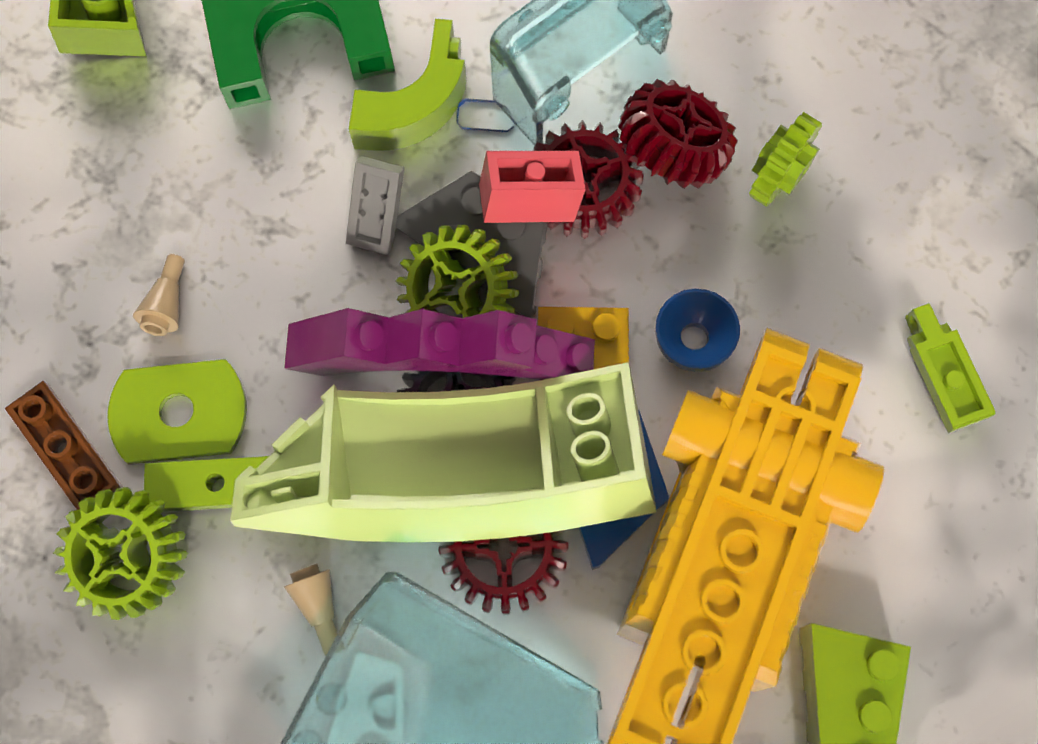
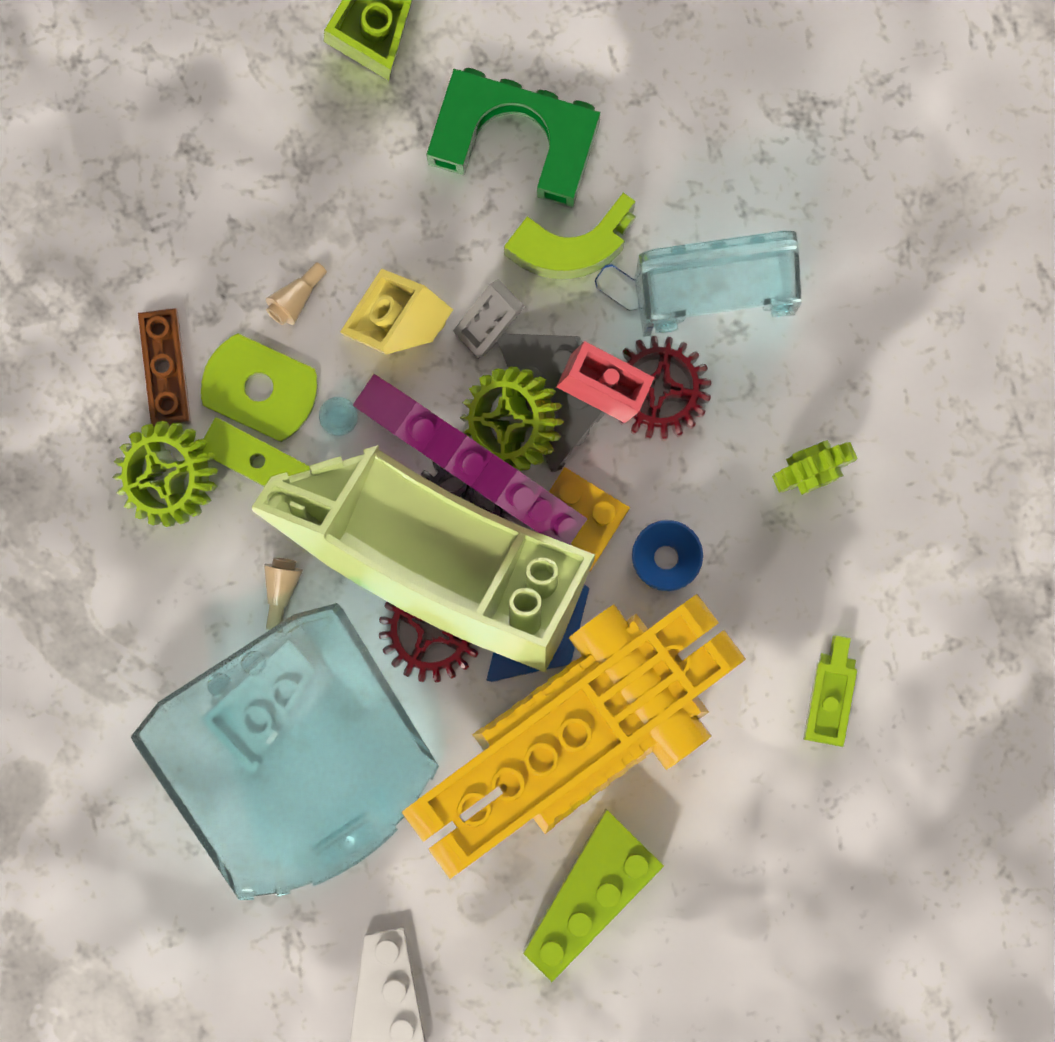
camera: 30 degrees right, 10 degrees up
(276, 391) = (338, 416): none -> clear light blue plate
(279, 253) = (396, 315): none -> light yellow slope
(677, 133) = (758, 395): dark red gear -> none

